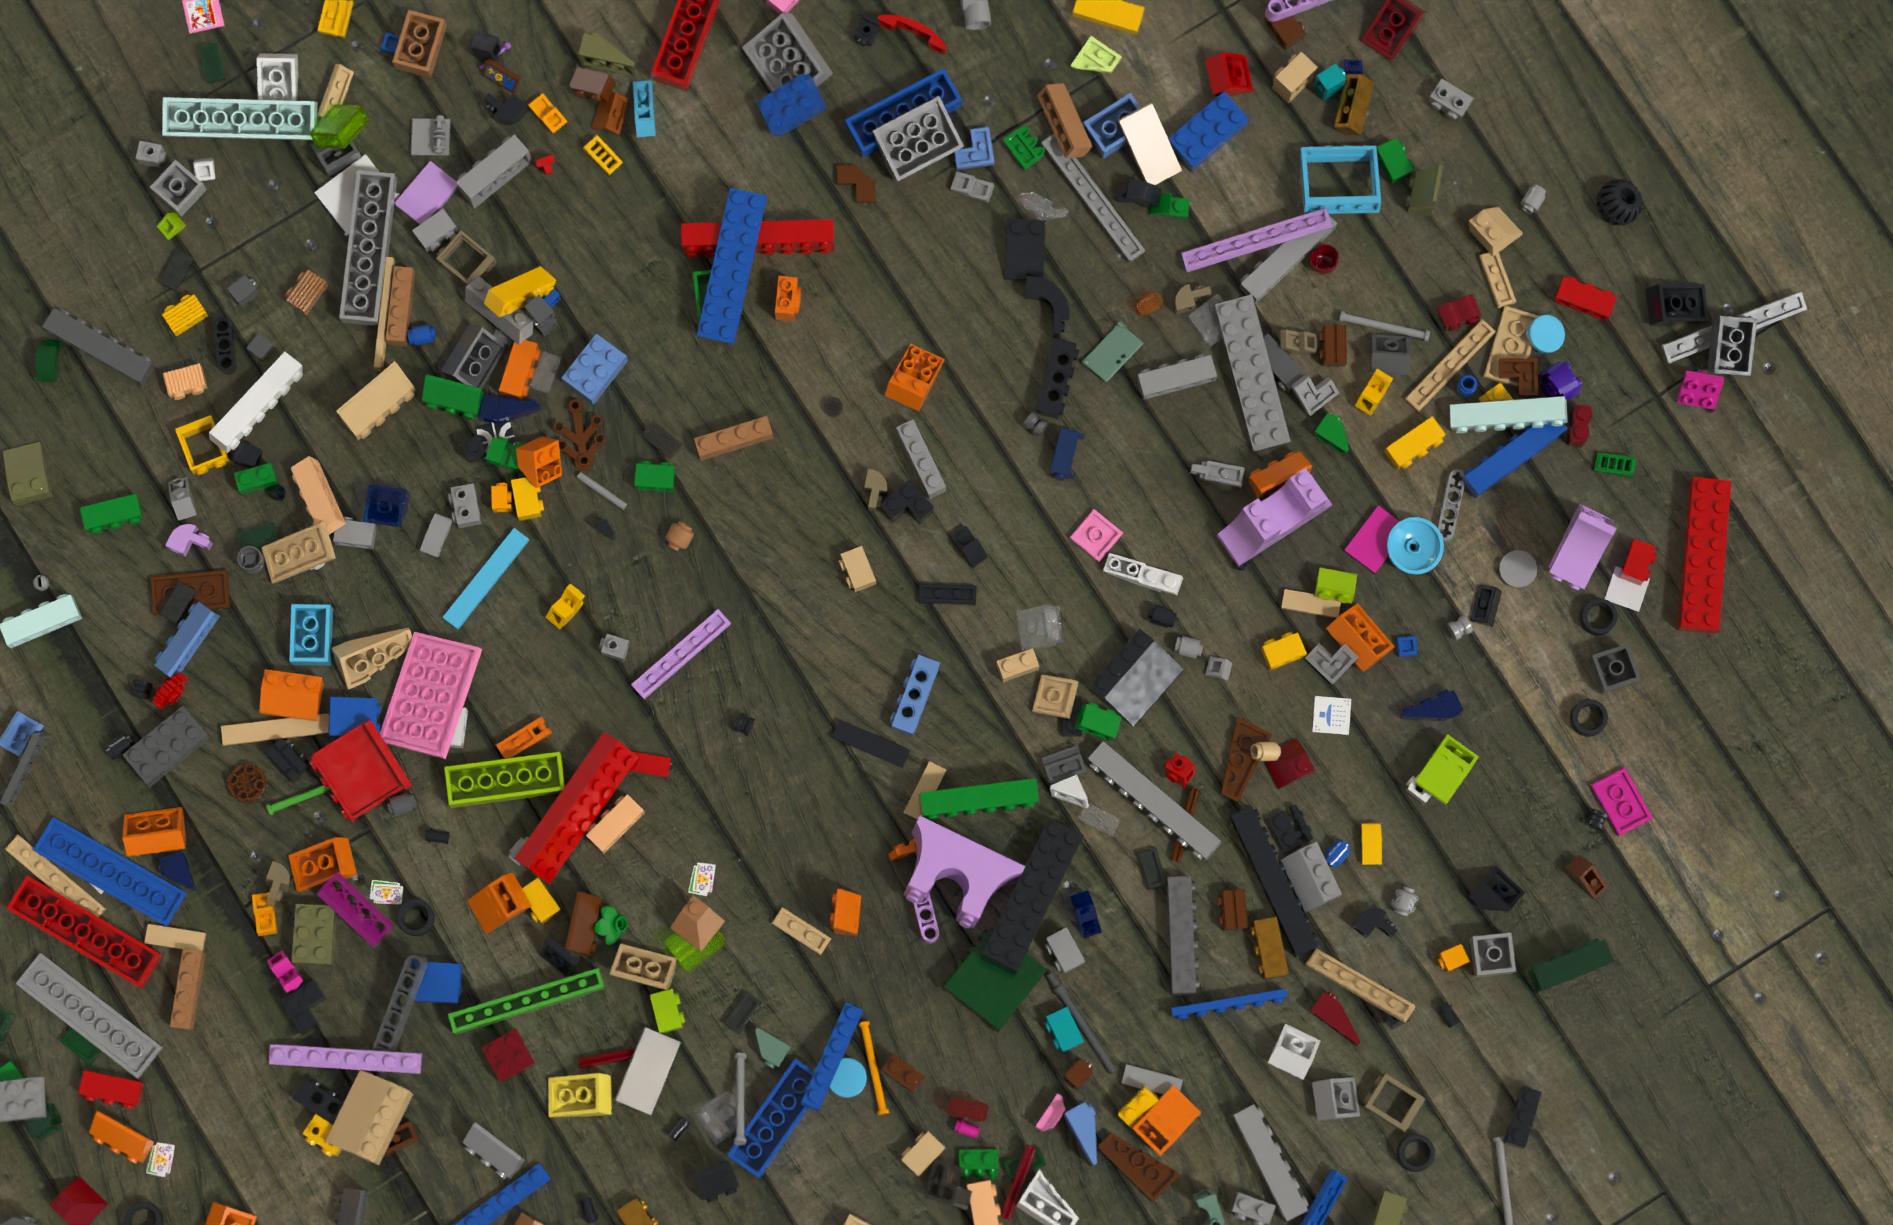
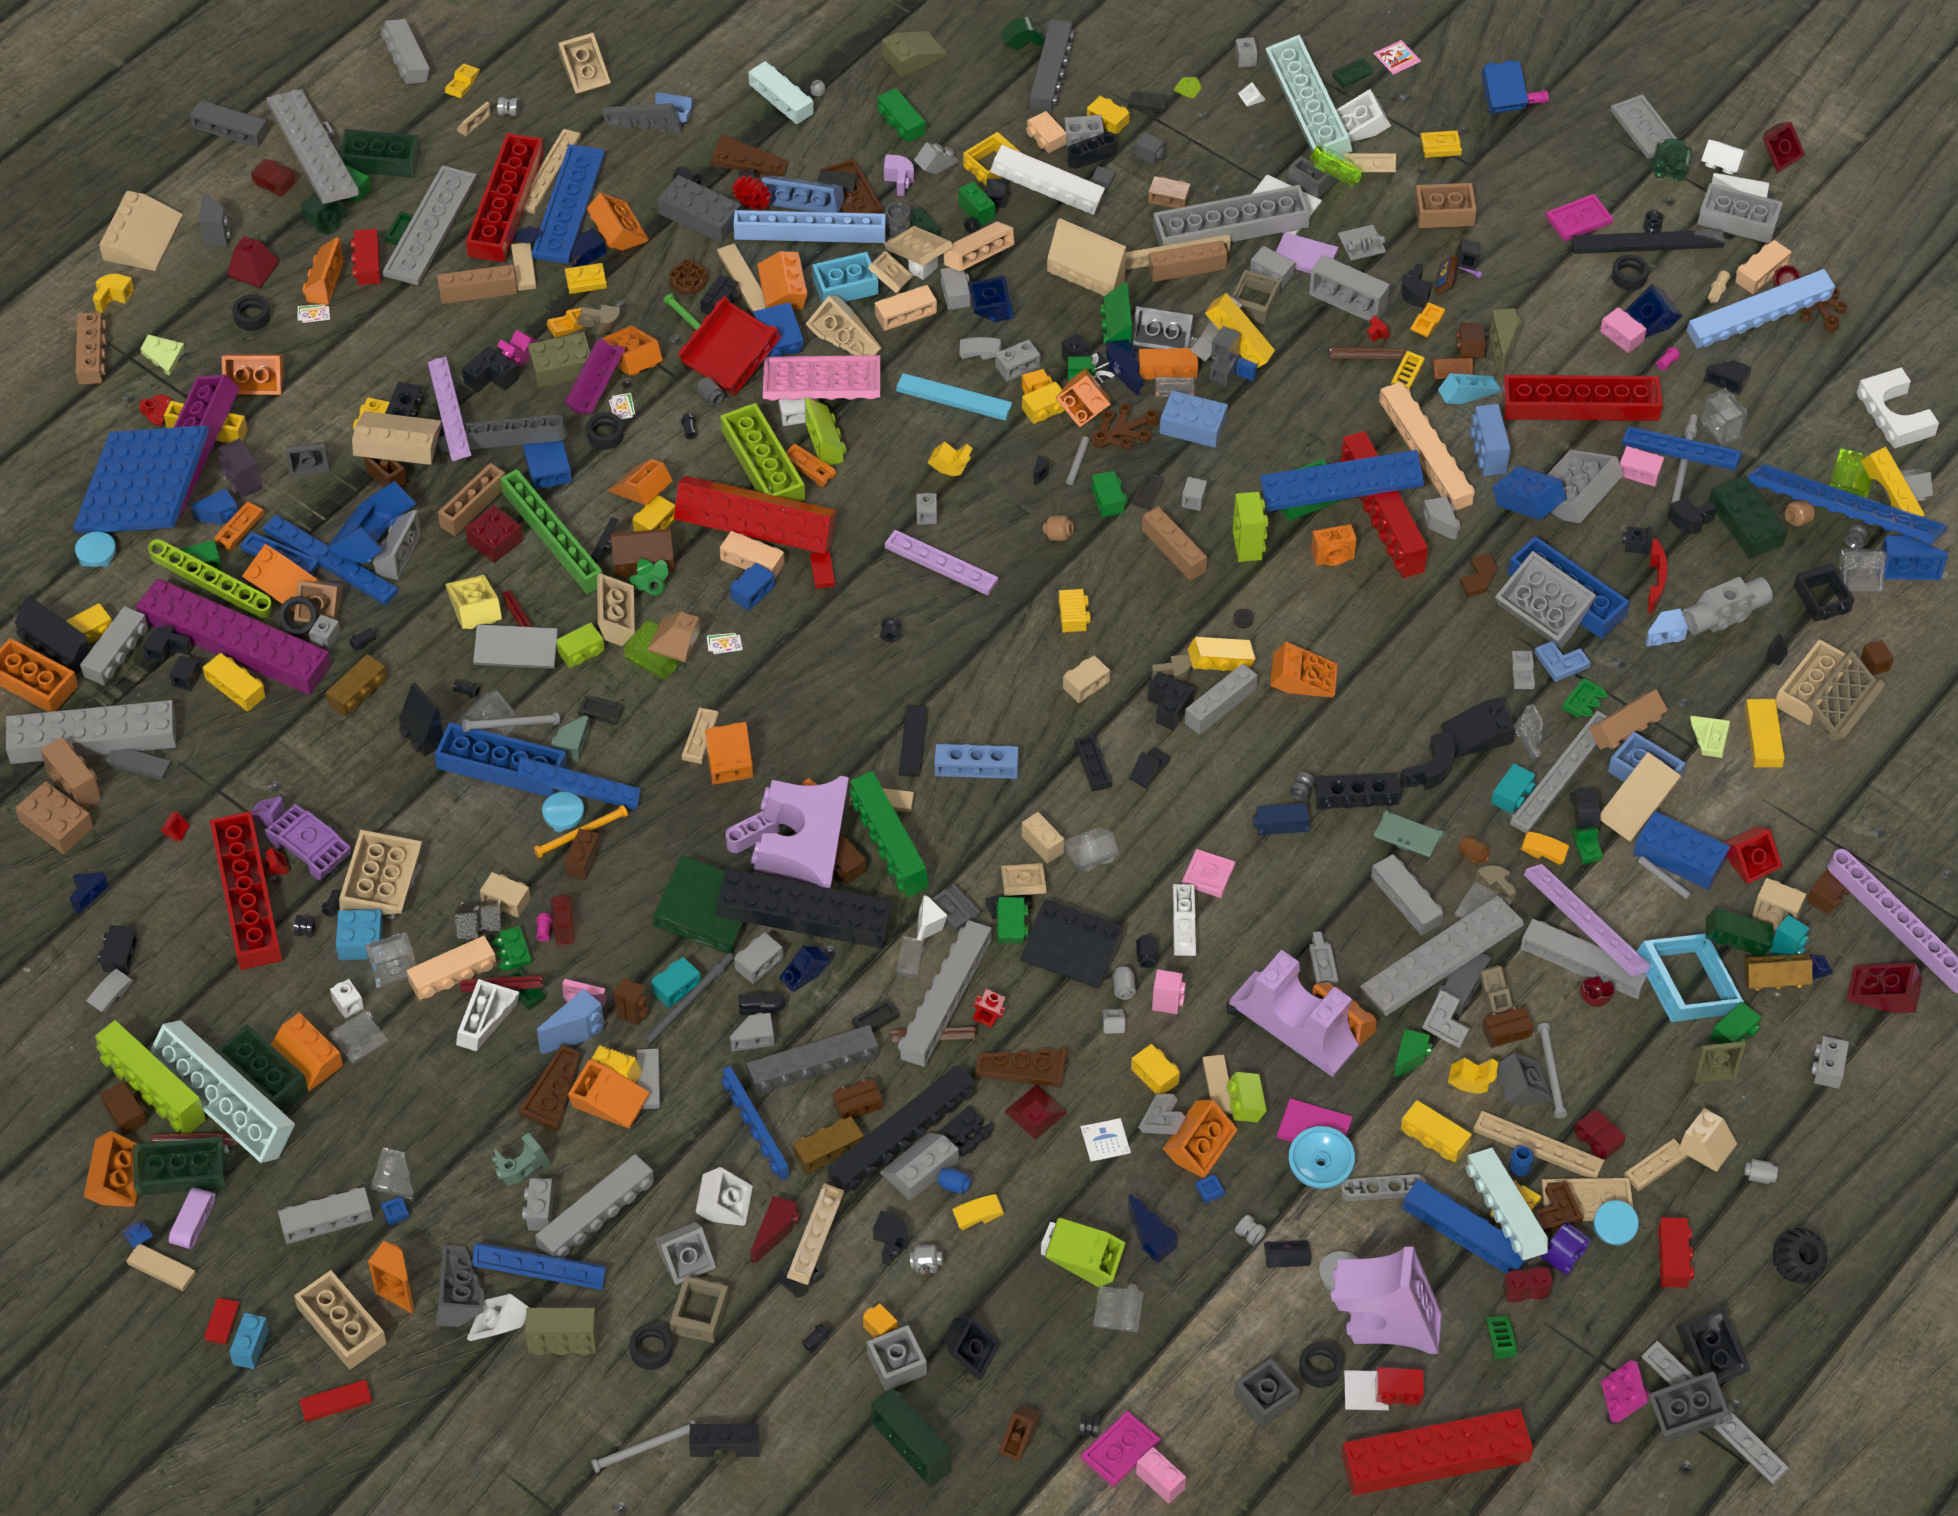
camera: 75 degrees right, 25 degrees down
(107, 684) = (741, 156): none -> reddish brown wing
(137, 923) = (527, 235): none -> dark blue sticker
(178, 188) = (1223, 76): light grey brick -> none
(191, 345) = (1082, 128): none -> light grey brick
(212, 882) = (585, 278): none -> yellow plate
(231, 647) = (809, 226): none -> light blue brick
(319, 589) = (890, 271): none -> tan tile
(362, 589) = (905, 307): none -> light nougat brick
(421, 334) = (1167, 284): blue brick -> none
(461, 1178) = (368, 522): none -> blue windscreen
(462, 1065) = (471, 500): none -> medium nougat brick
(495, 713) = (823, 432): none -> lime slope
(567, 182) = (1367, 353): none -> reddish brown axle
(651, 834) = (752, 586): none -> blue brick
(683, 400) = (1194, 493): none -> light grey brick
(698, 173) = (1432, 453): none -> light nougat brick
(717, 114) = (1490, 440): none -> medium blue brick
(749, 366) = (1249, 526): none -> lime brick
(777, 554) = (1072, 610): none -> yellow brick
(783, 192) = (1440, 517): none -> light grey slope
(878, 442) = (1220, 653): none -> yellow brick
(971, 46) = (1667, 628): none -> light blue slope
(989, 839) = (848, 861): none -> reddish brown slope
(1098, 245) = (1513, 789): none -> teal brick
(1109, 962) = (760, 1003): none -> black arm
(1137, 976) = (753, 1033): none -> light grey slope
(1164, 243) = (1543, 845): none -> light orange slope
(1215, 613) = (1168, 992): none -> bright pink brick
(1226, 156) = (1664, 877): none -> light grey bar
(1265, 751) = (1038, 1076): tan brick -> none
(1309, 120) = (1739, 932): none -> dark green brick
(1497, 760) = (1118, 1308): none -> clear hinge
(1603, 717) = (1204, 1370): black tyre -> none
(1659, 778) = (1161, 1475): none -> bright pink brick

